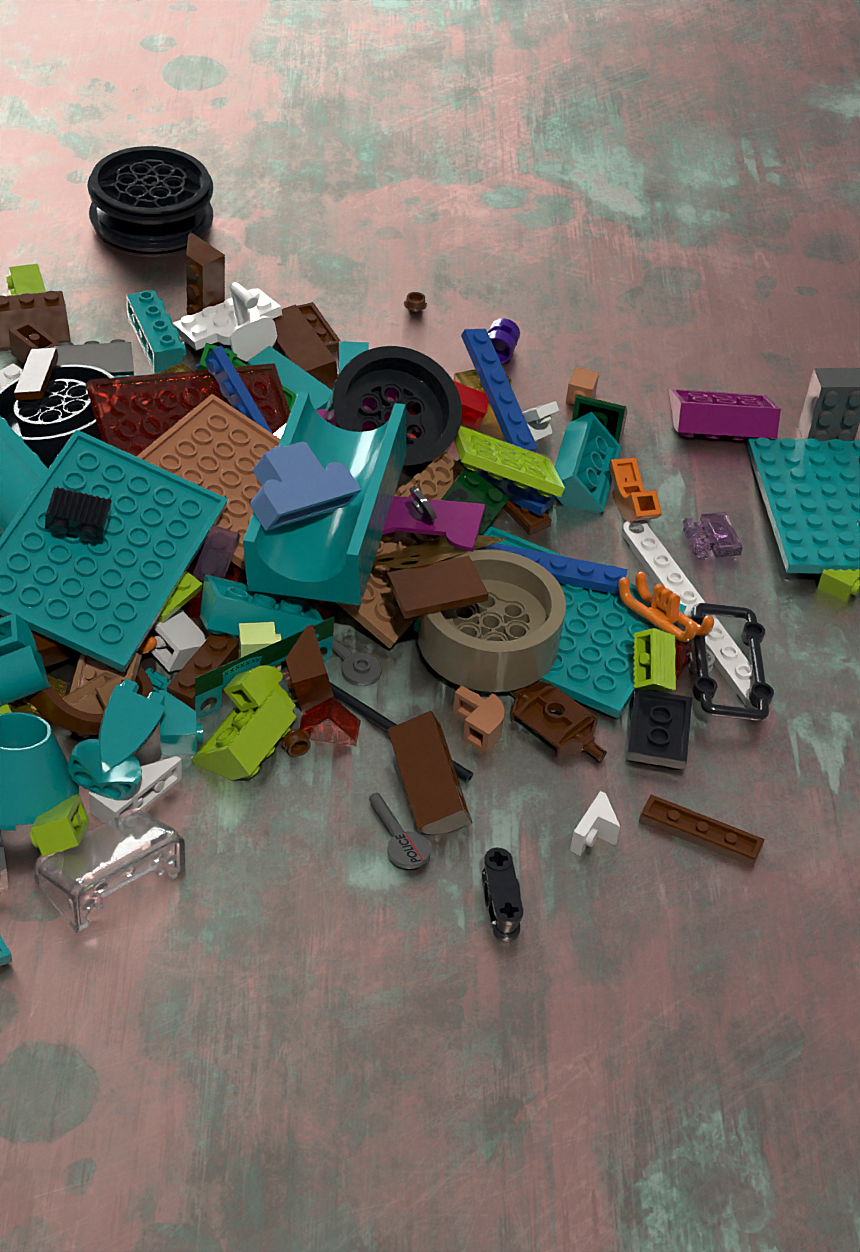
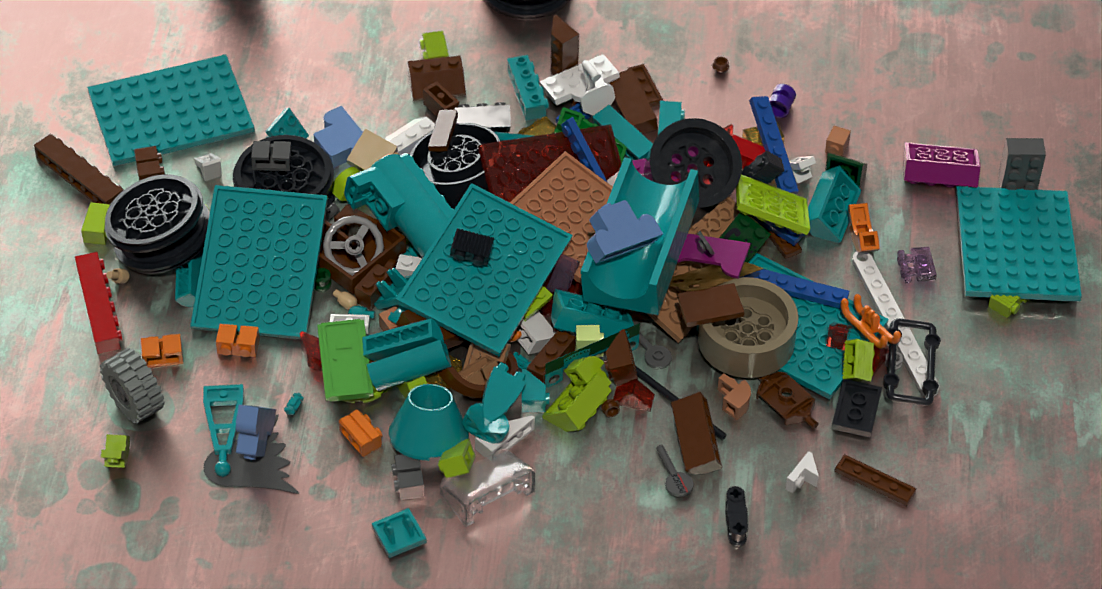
camera: 10 degrees right, 5 degrees up
(490, 416) = (764, 168): none -> black brick
(621, 630) = (837, 335): none -> clear red slope

